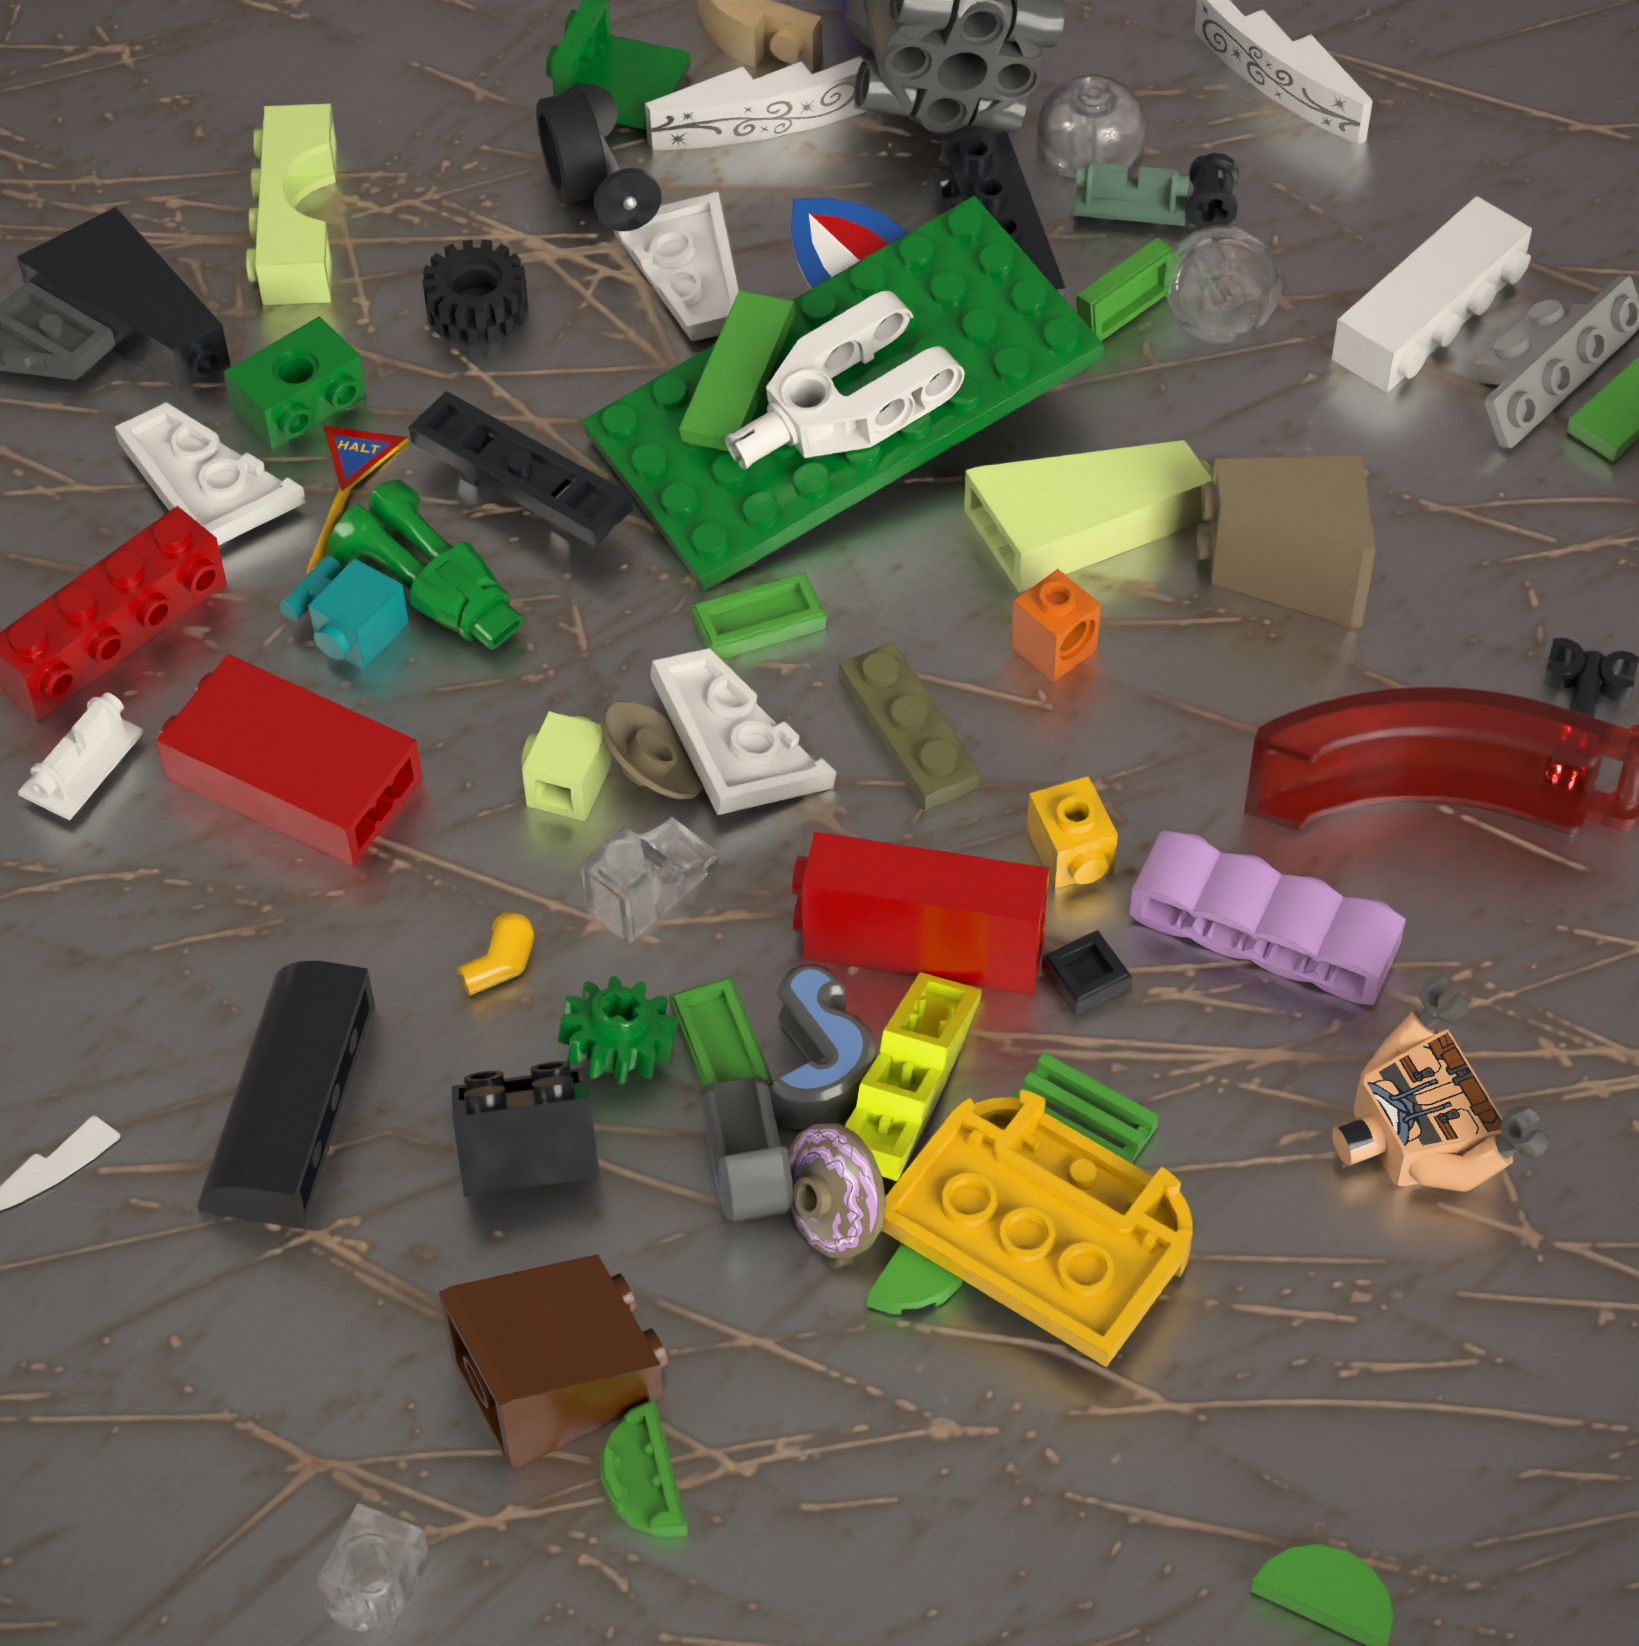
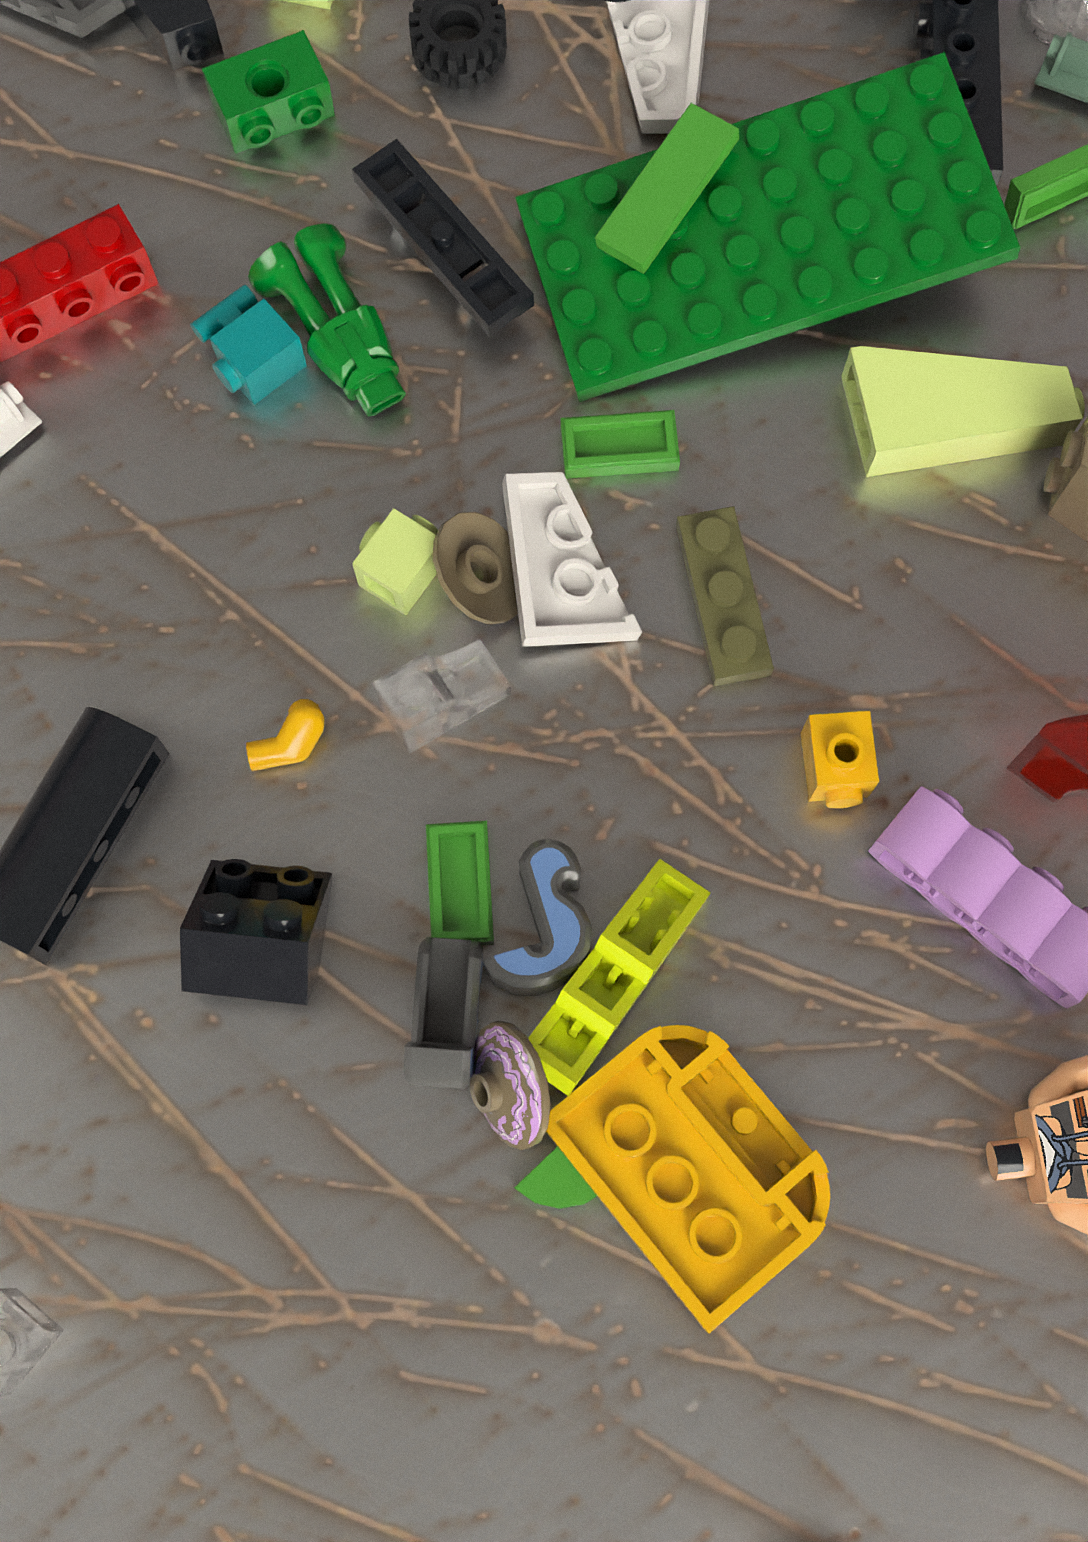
camera: 15 degrees right, 20 degrees up
(202, 475) = (161, 173): white wing -> none
(289, 759) = (156, 487): red brick -> none
(354, 457) = (306, 179): piece -> none
(551, 1353) = (210, 1177): reddish brown slope -> none
(617, 1029) = (357, 869): green gear -> none
(640, 1475) = (265, 1305): bright green tile -> none
(819, 420) = (773, 271): white piece -> none
(836, 235) = (803, 62): shield -> none
(921, 912) = (672, 814): red brick -> none
(1055, 625) = (888, 531): orange brick -> none
(1086, 973) = (811, 901): black tile -> none
(1091, 1106) = (781, 1031): bright green tile -> none

